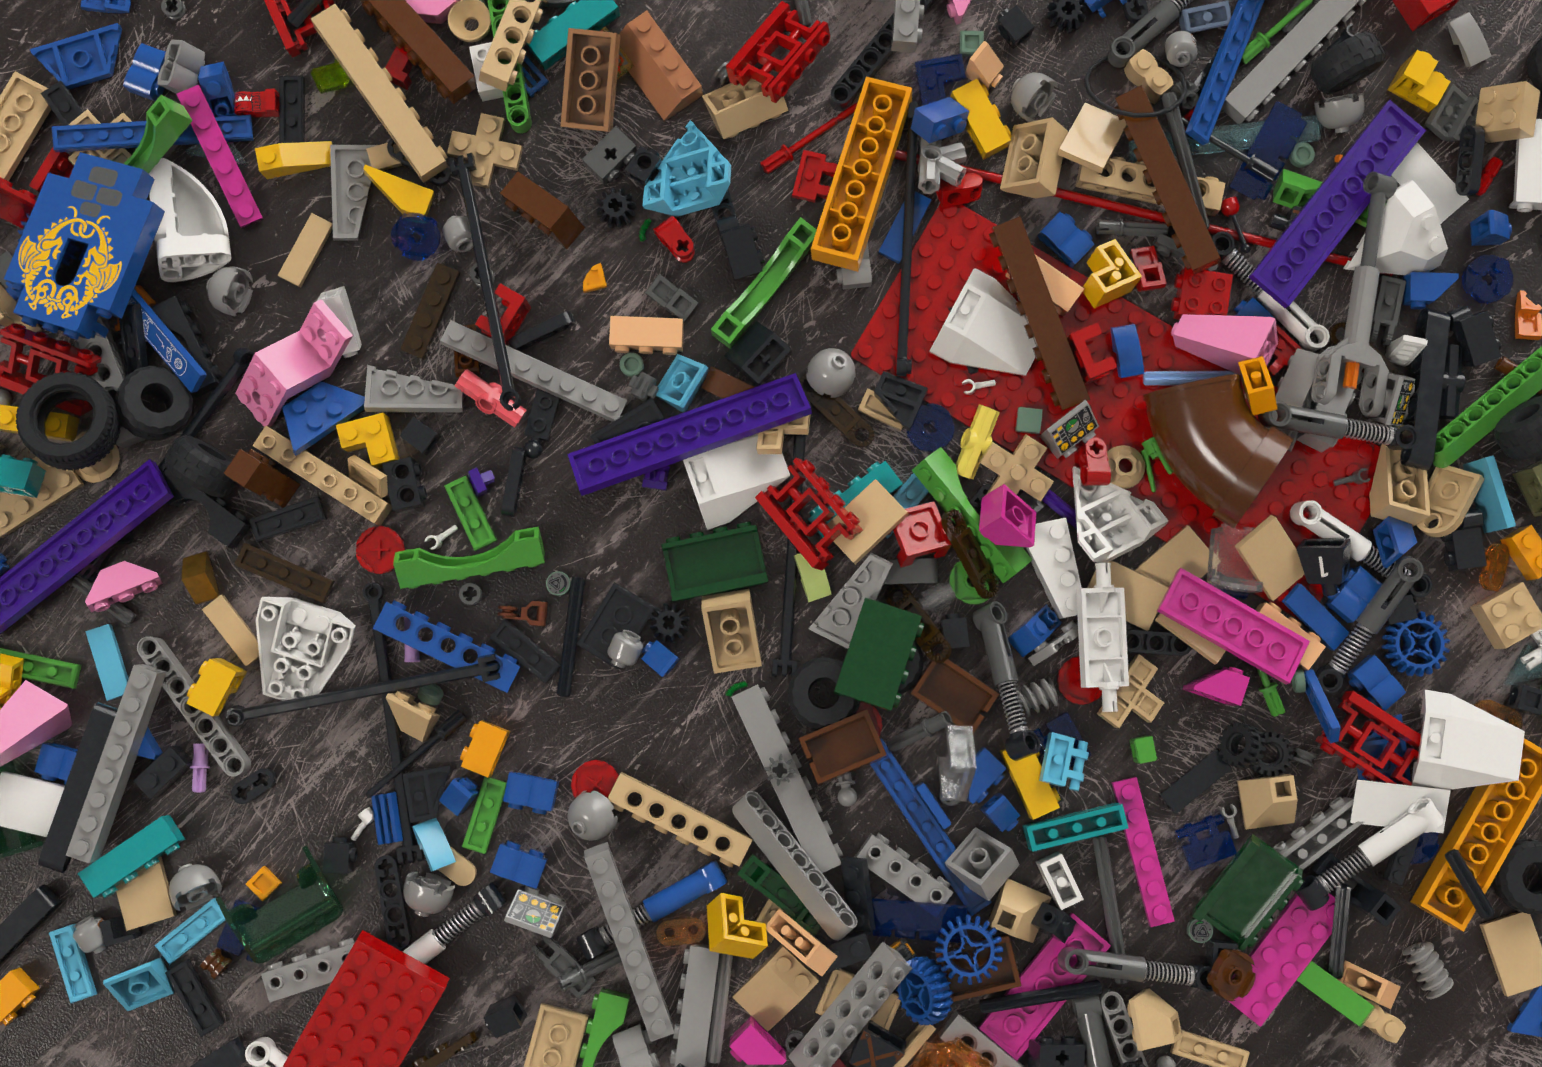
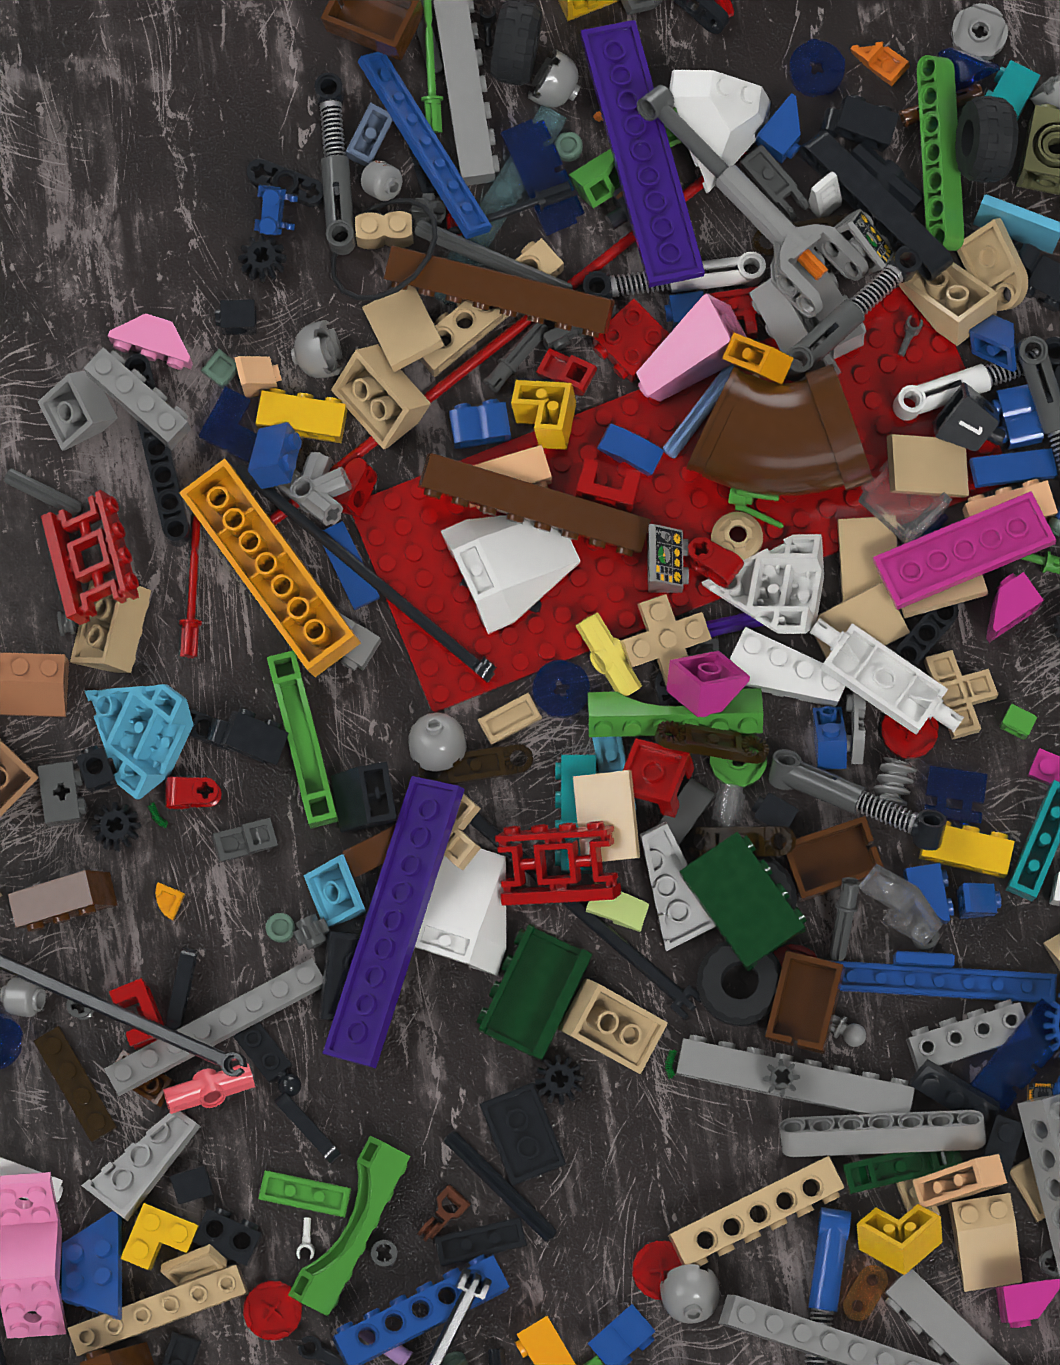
camera: 50 degrees left, 5 degrees down
(480, 481) = (281, 1160): dark purple tile -> none
(558, 583) = (439, 1159): tile -> none
(625, 648) = (553, 1140): light grey head -> none
(646, 334) = (263, 890): light nougat brick -> none
(657, 479) = (411, 988): dark purple tile -> none
(659, 658) = (586, 1113): blue slope -> none
(719, 1008) = (966, 1310): light grey axle -> none
(809, 176) = (229, 617): red plate -> none
(900, 398) = (512, 694): black wing -> none
(977, 385) = (556, 612): white hand -> none
(982, 863) = (1013, 953): light grey slope -> none
(1028, 420) = (626, 591): sand green tile -> none
(1057, 761) = (968, 808): medium azure plate -> none
(1230, 208) = (568, 250): hinge -> none
(1431, 180) = (686, 51): white sticker -> none
(1490, 229) = (772, 31): blue slope -> none

